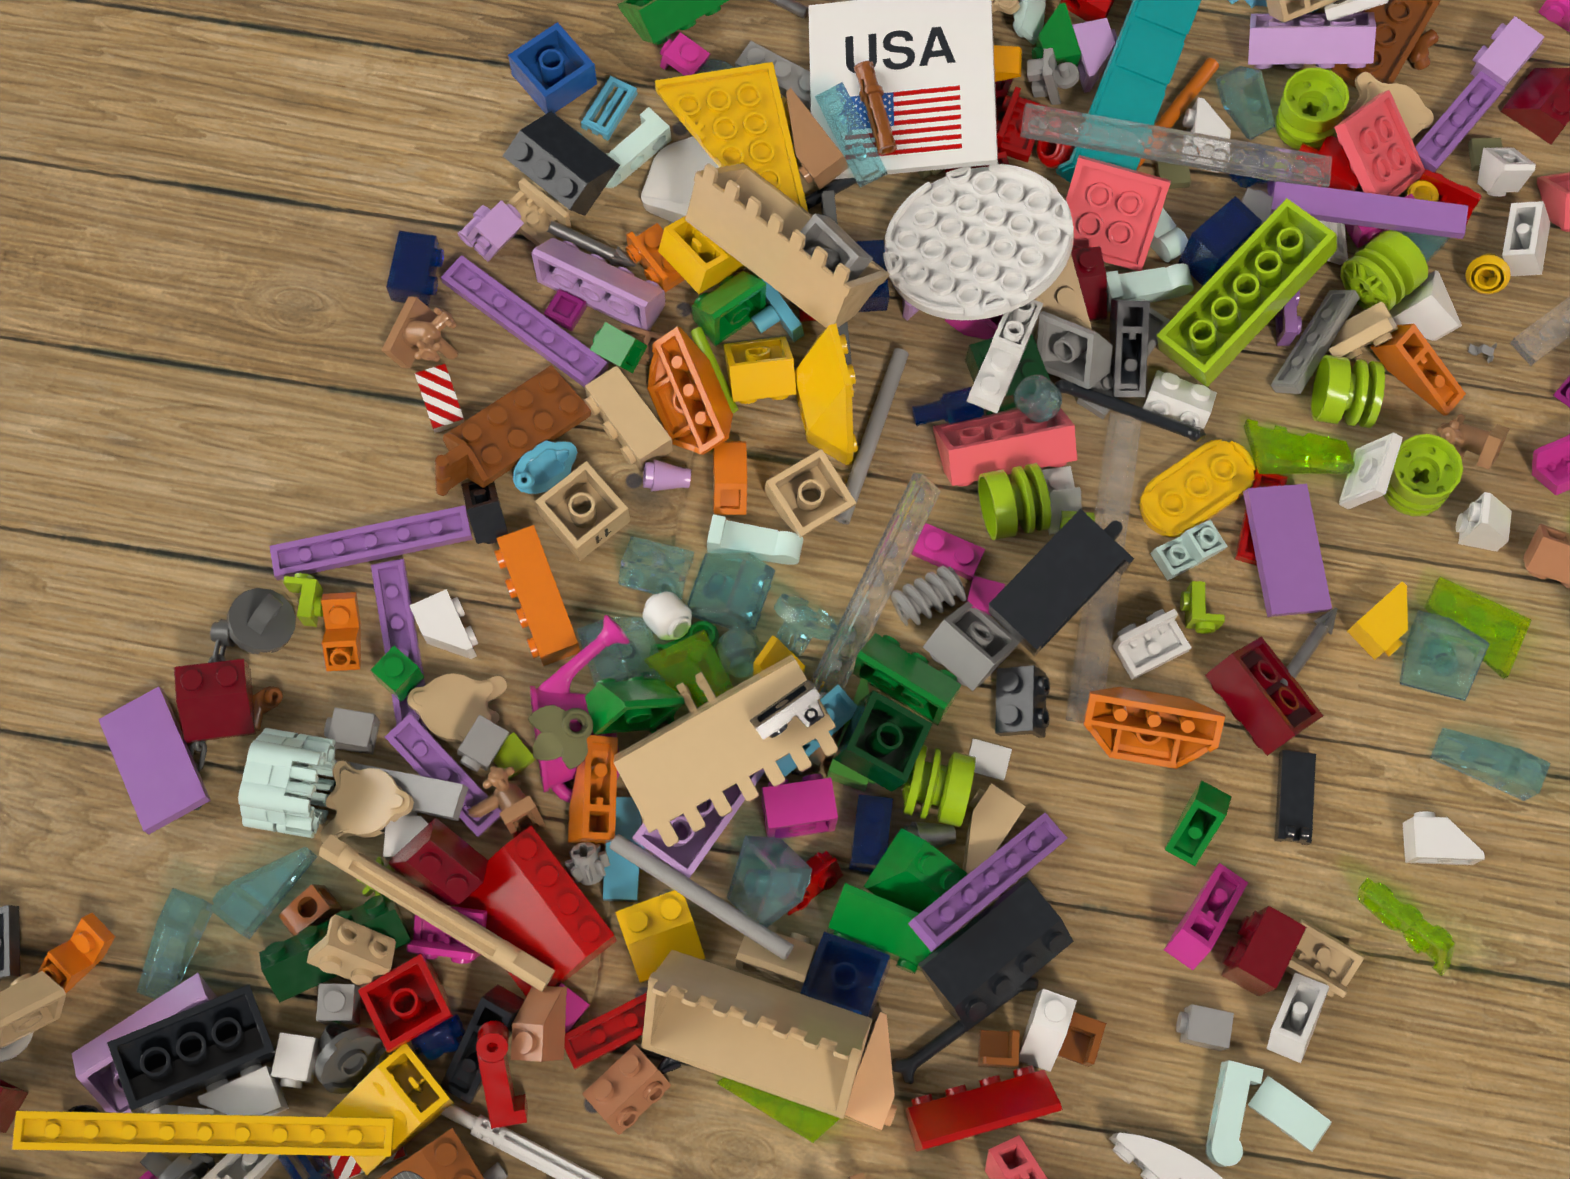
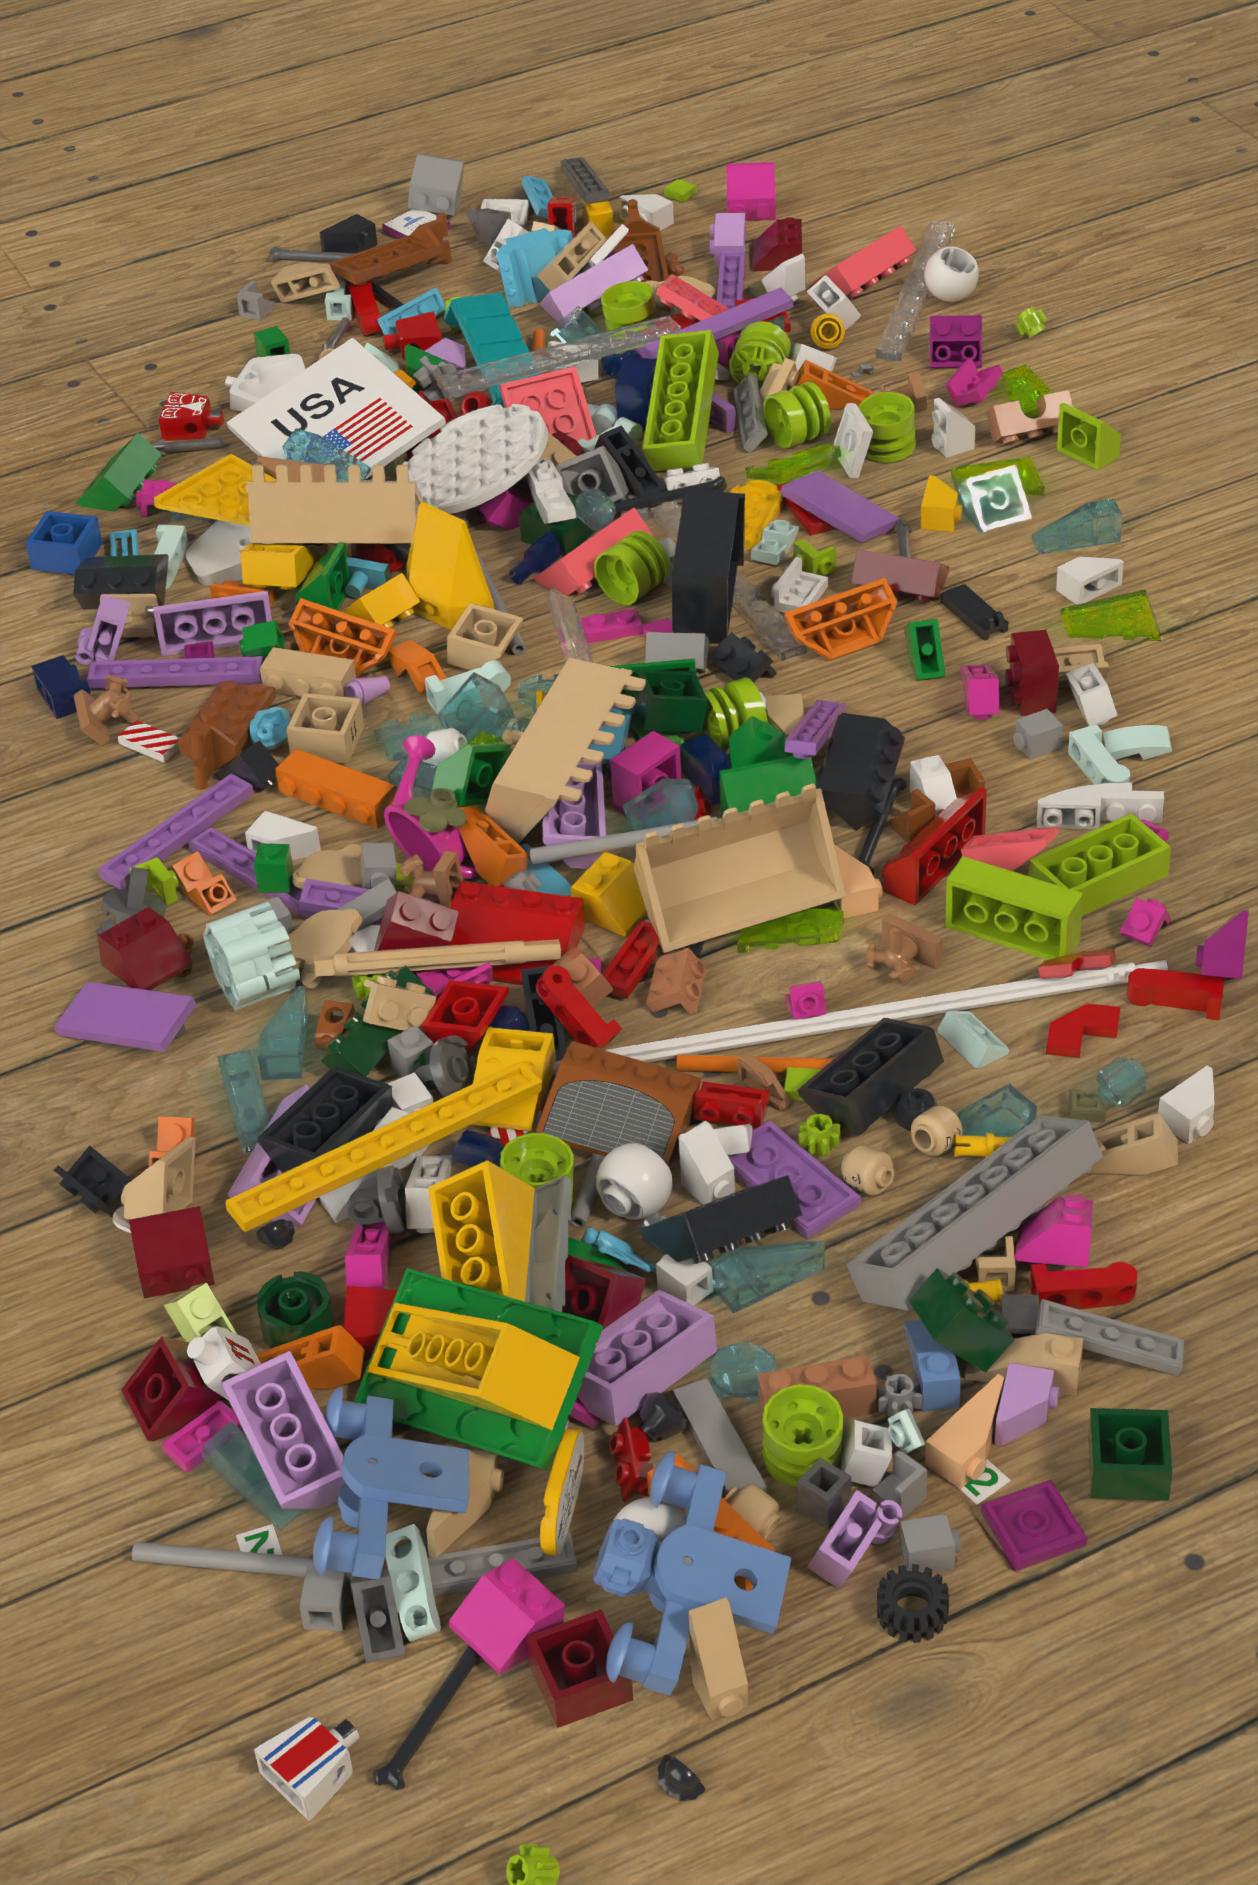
camera: 30 degrees left, 30 degrees down
(799, 702) = (597, 665): hinge -> none
(871, 95) = (310, 425): dark orange pin -> none
(928, 594) = (622, 642): light grey piece -> none

